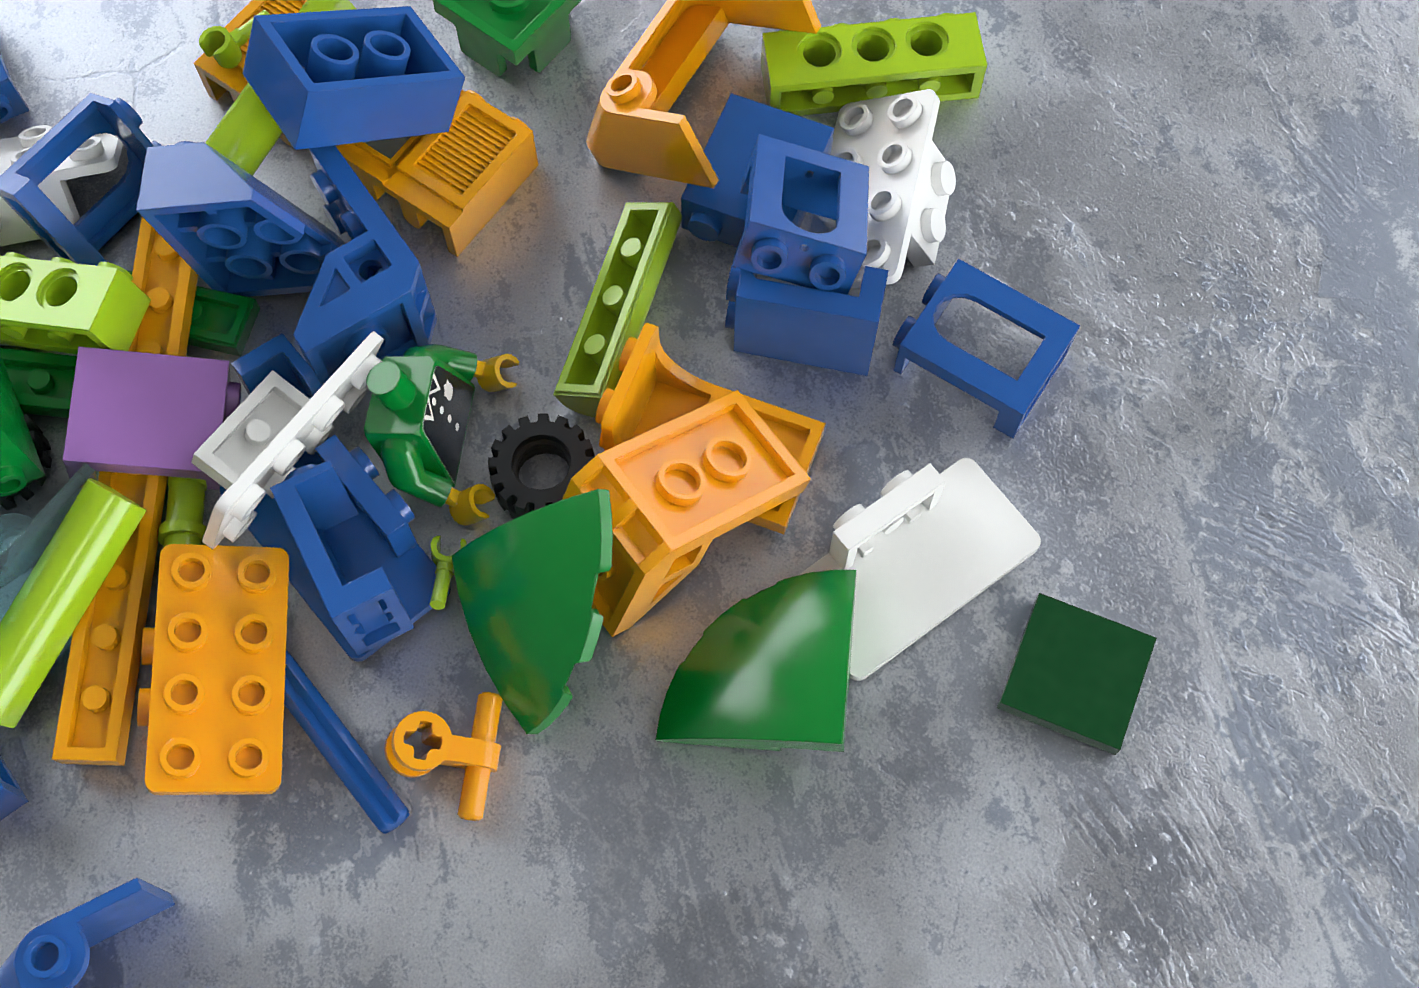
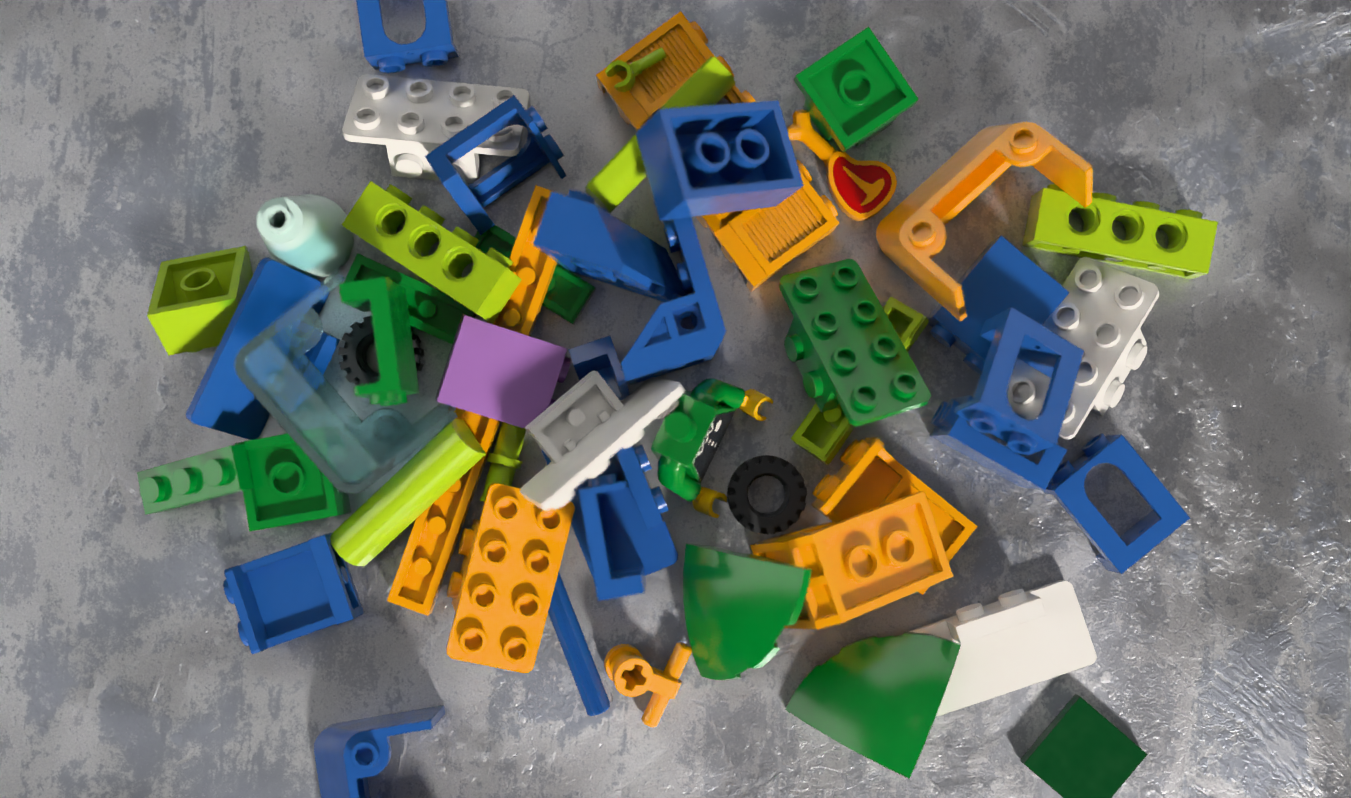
camera: 20 degrees right, 20 degrees up
(444, 573) = (677, 549): lime hand -> none
(552, 106) = (856, 186): none -> light orange piece
(583, 257) = (848, 345): none -> green bracket

